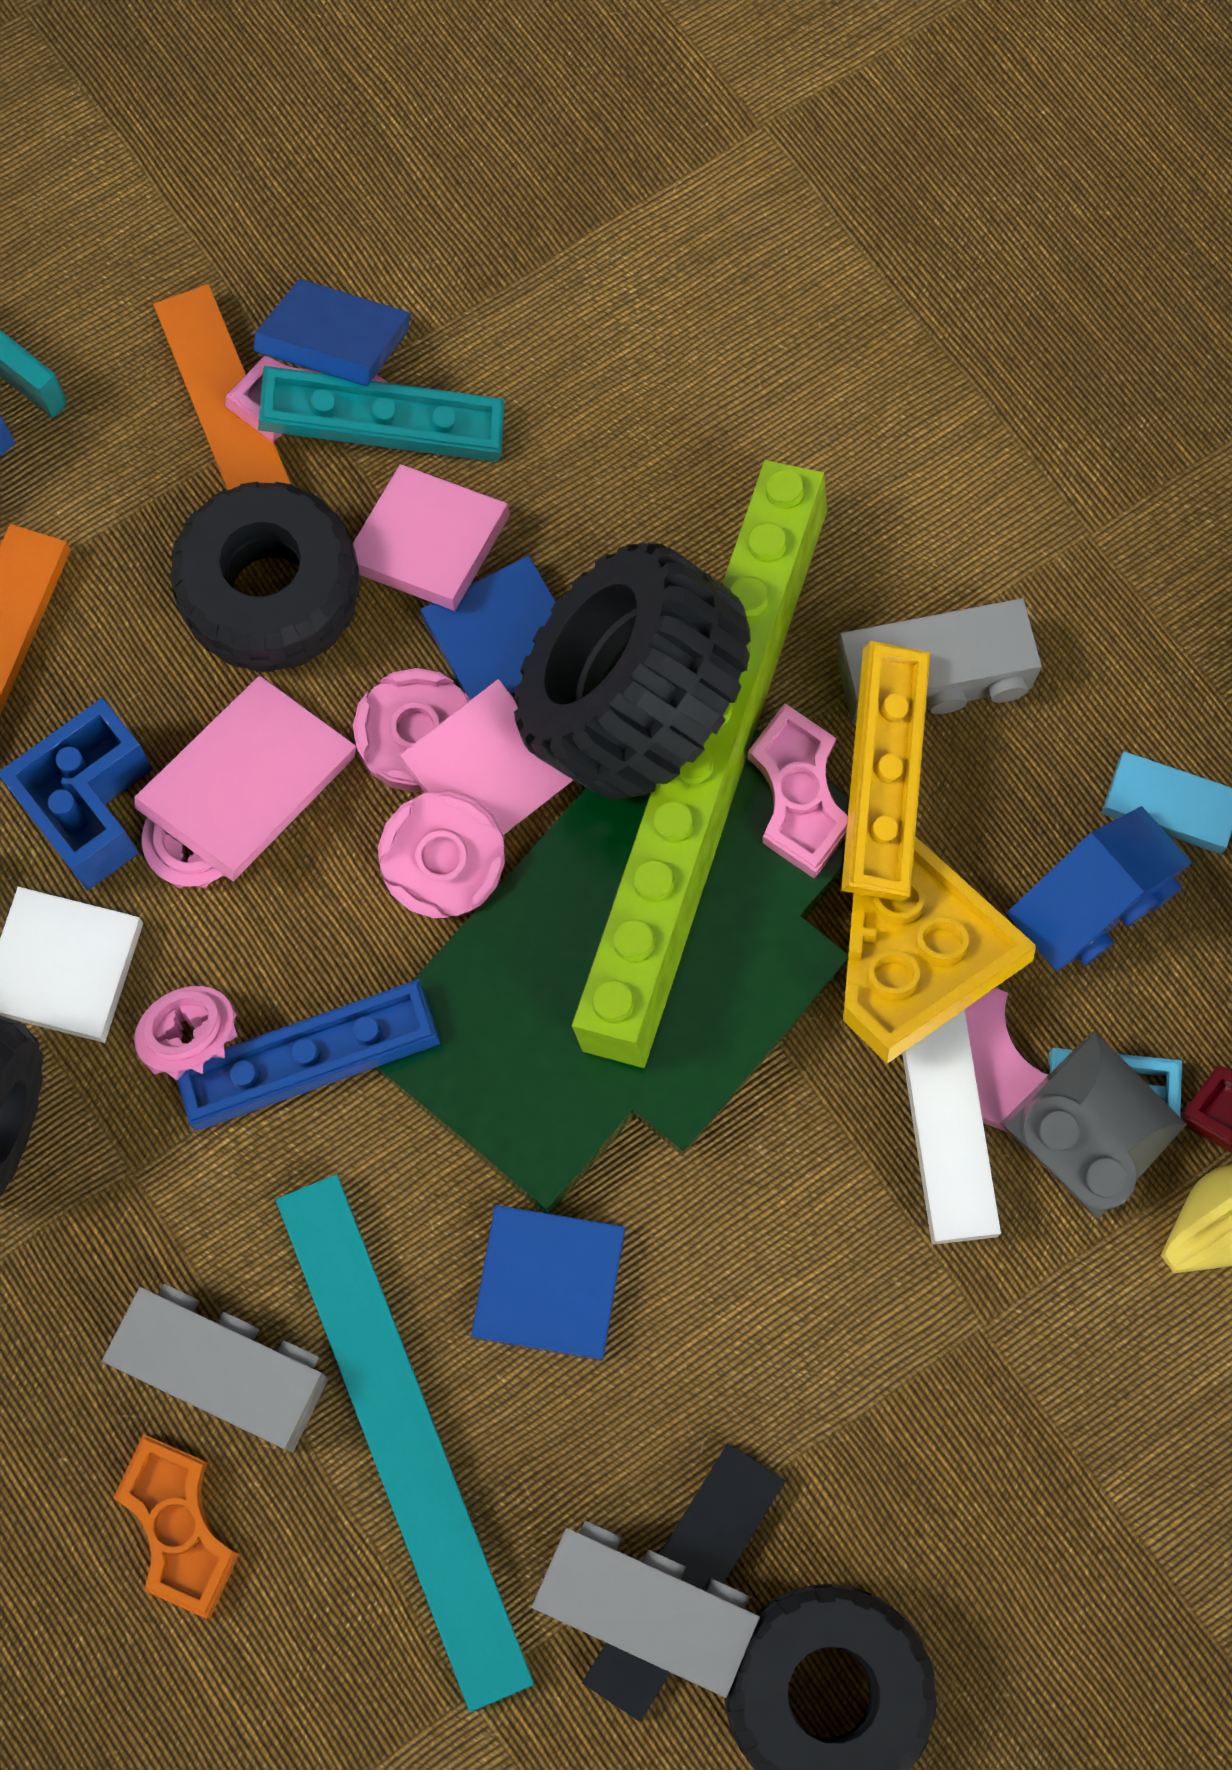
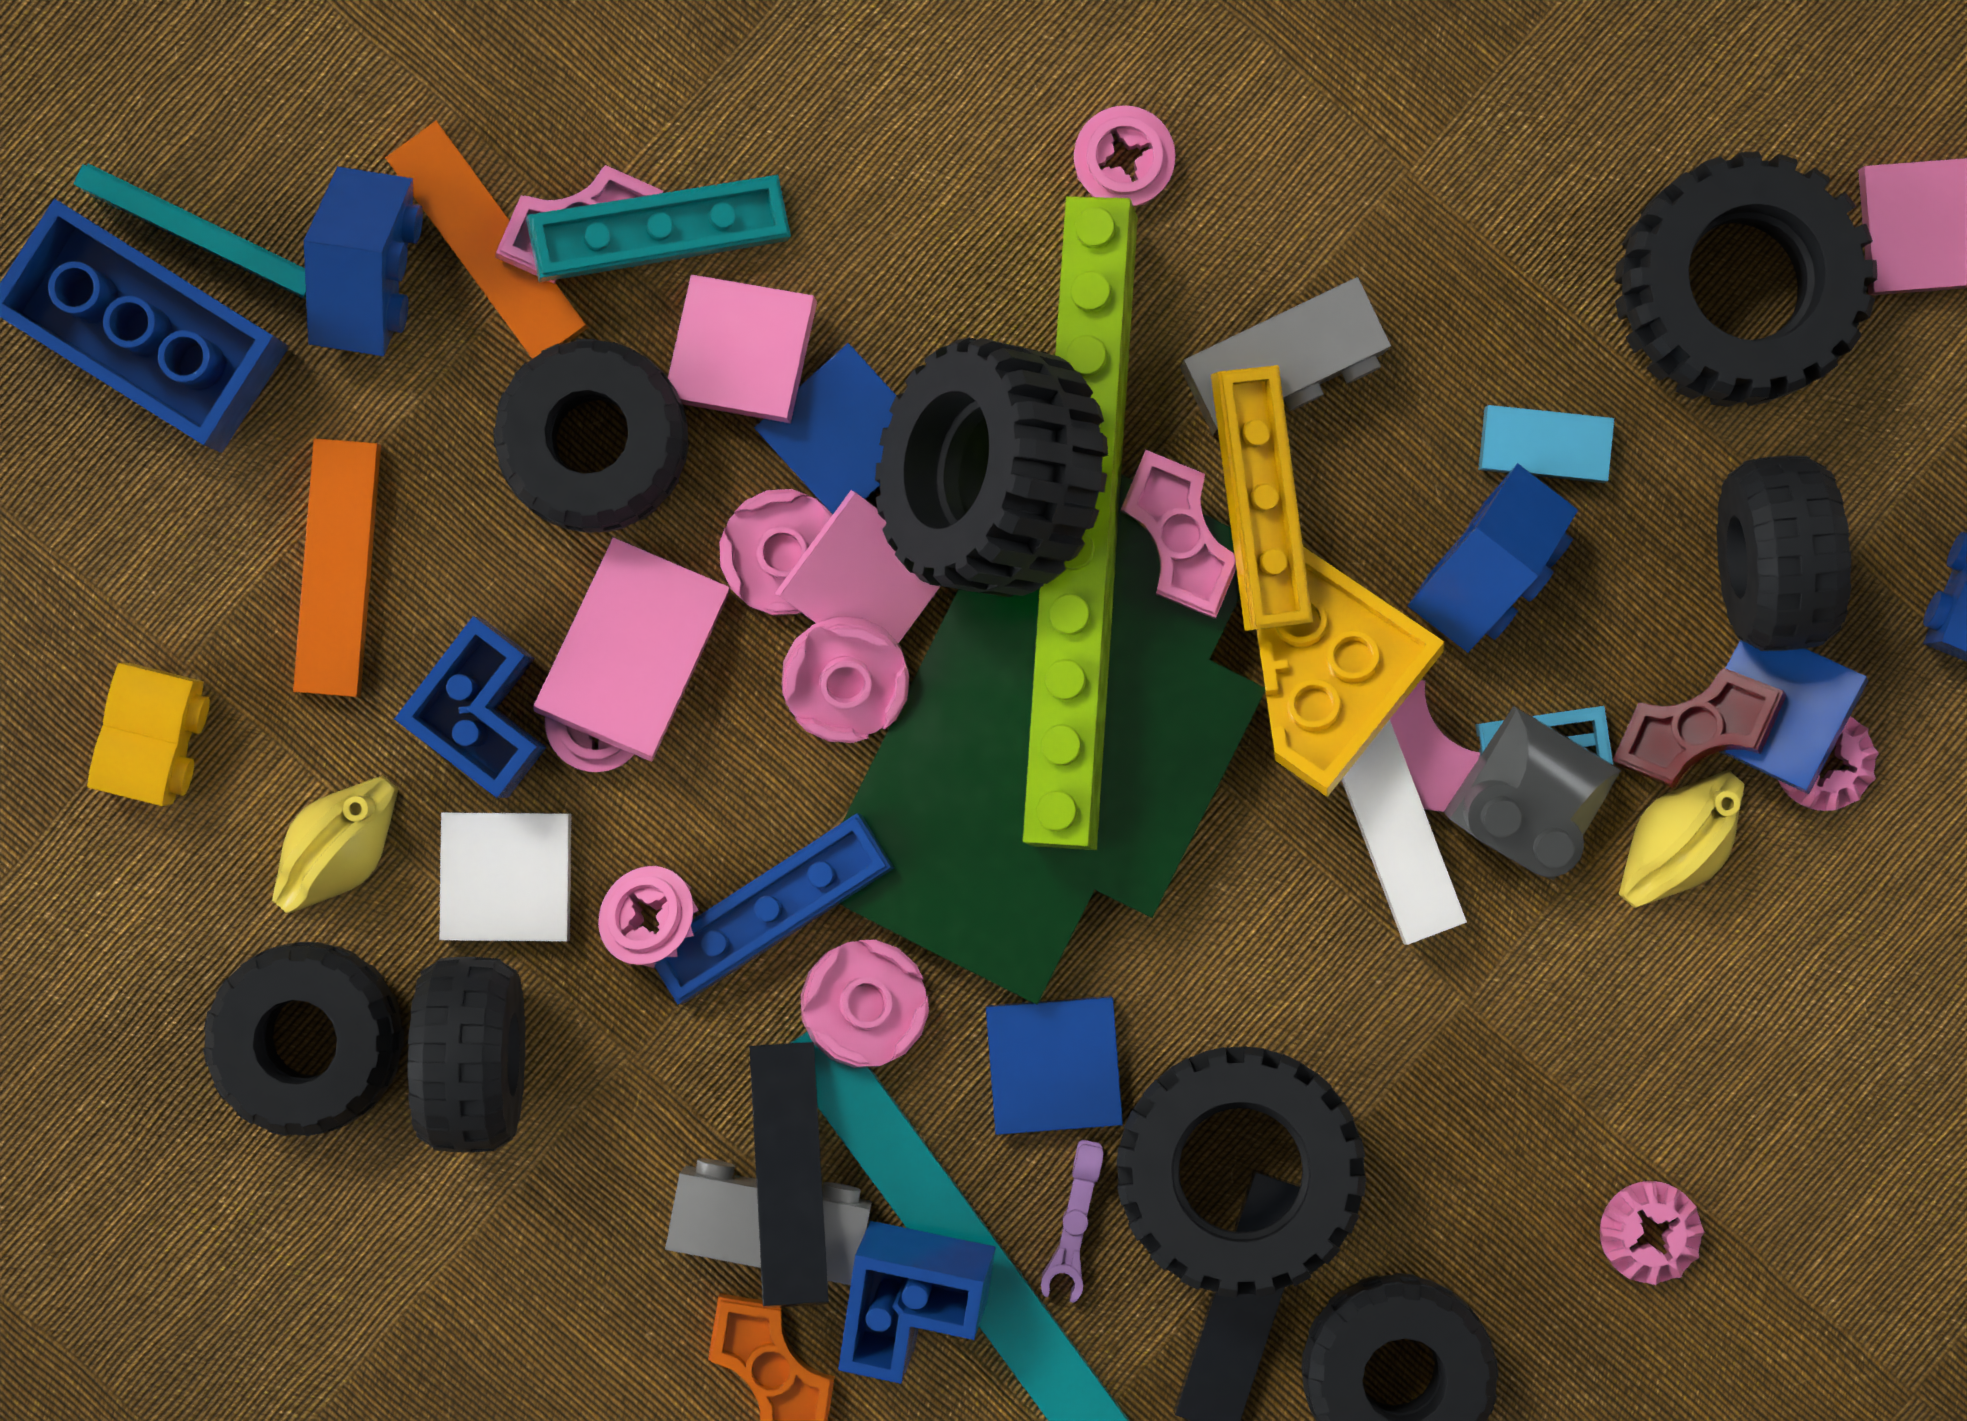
camera: 15 degrees left, 15 degrees up
(91, 376) = (357, 259): none -> blue brick
(247, 1317) = (788, 1175): none -> black tile
(332, 332) = (582, 149): blue tile -> none
(332, 1459) = (909, 1283): none -> blue brick
(374, 1171) = (864, 1003): none -> bright pink tile
(530, 1448) = (1075, 1220): none -> lavender piece
(647, 1608) = (1219, 1342): light grey brick -> none
(732, 1336) = (1225, 1259): none -> black tyre
(844, 439) = (1136, 130): none -> bright pink gear
(1099, 1599) = (1622, 1227): none -> bright pink gear

